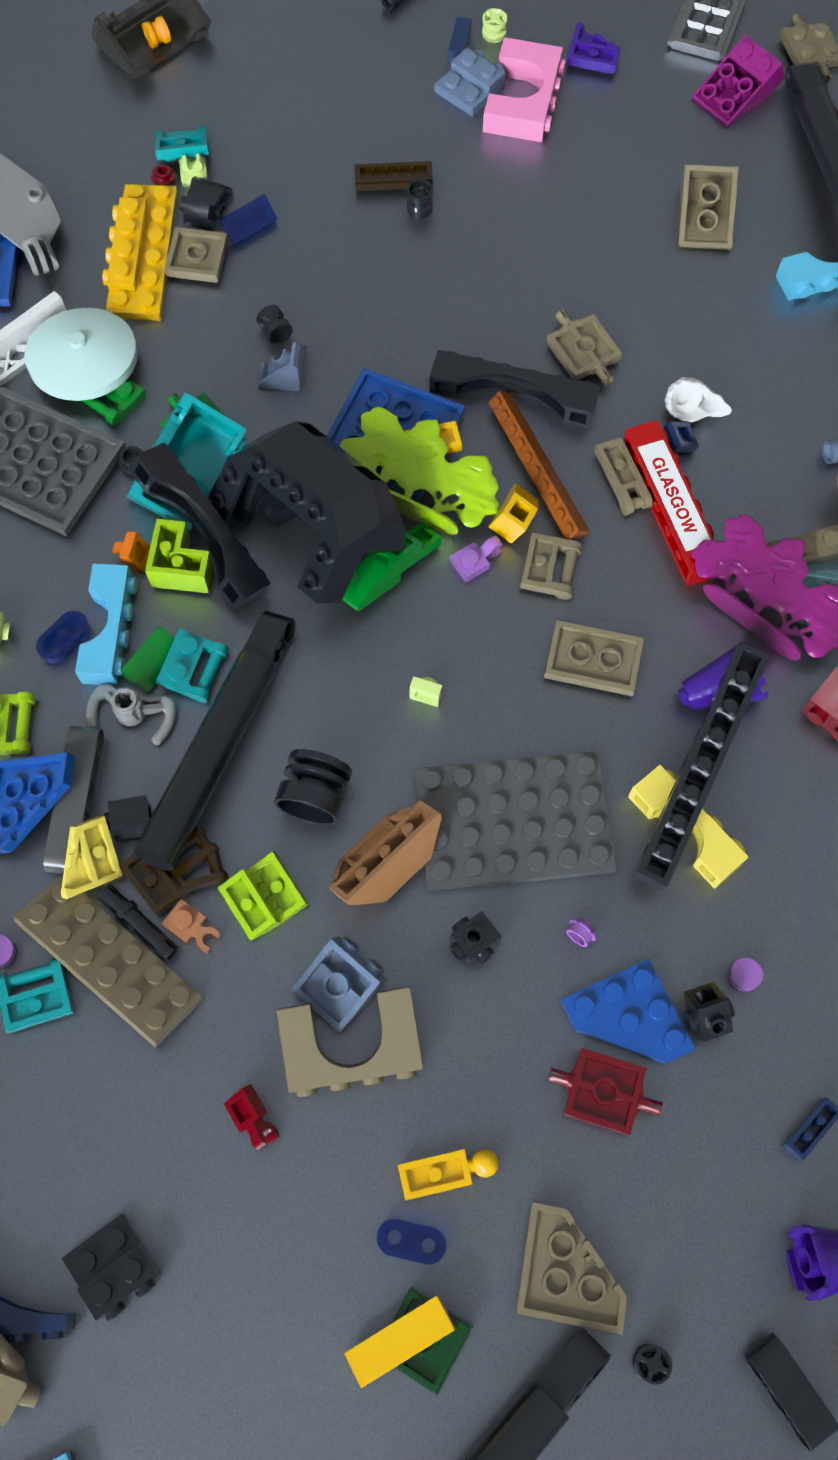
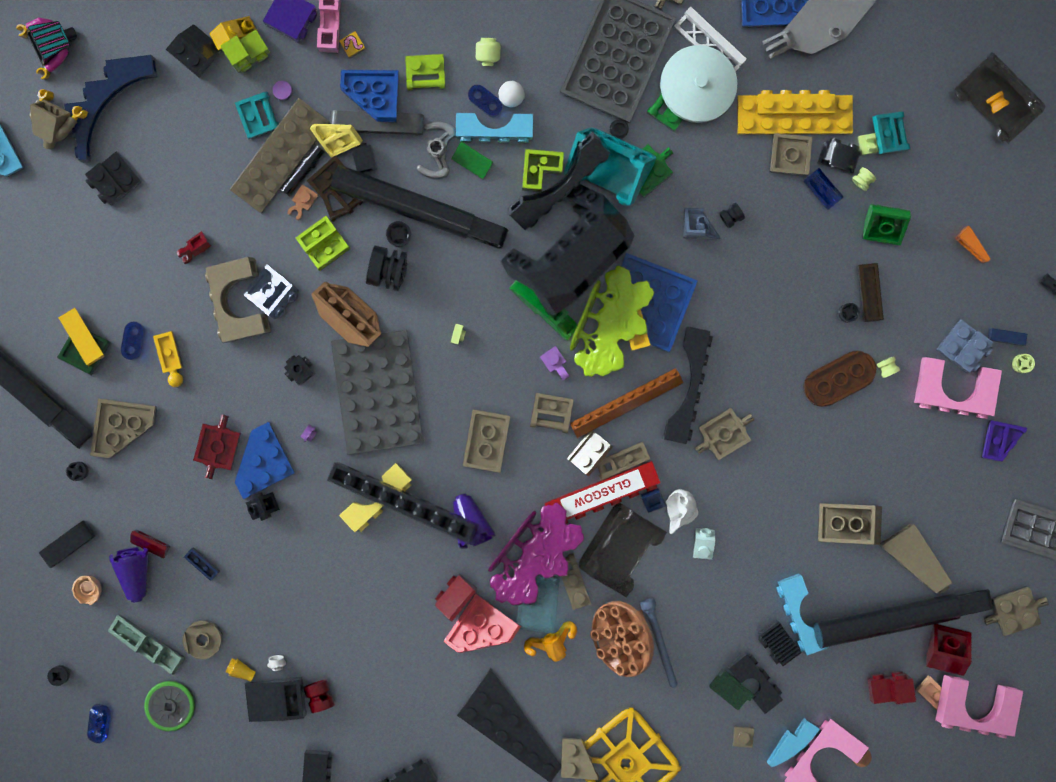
camera: 90 degrees right, 20 degrees up
(58, 595) = (511, 93): none -> white piece
(132, 551) = (547, 138): orange tile -> none
(163, 175) = (858, 122): dark red plate -> none
(182, 662) = (471, 179): teal plate -> none
(240, 175) = (864, 179): none -> yellowish green wheel
(259, 769) = (398, 234): none -> black wheel
(302, 149) = (886, 224): none -> green brick
(337, 66) = (970, 241): none -> orange slope
(494, 159) = (888, 367): none -> yellowish green wheel
(508, 217) = (840, 378): none -> reddish brown tile
(514, 513) = (588, 389): yellow slope -> none
(612, 515) = (589, 452): none -> plate
(740, 82) = (972, 552): magenta slope -> none
(741, 376) = (704, 543): none -> light aqua bracket
(745, 974) = (288, 530): medium lavender piece -> none
(749, 485) = (619, 548): none -> clear smoke windscreen
(750, 137) = (916, 556): none -> dark tan slope
(779, 1224) = (152, 544): none -> dark red slope

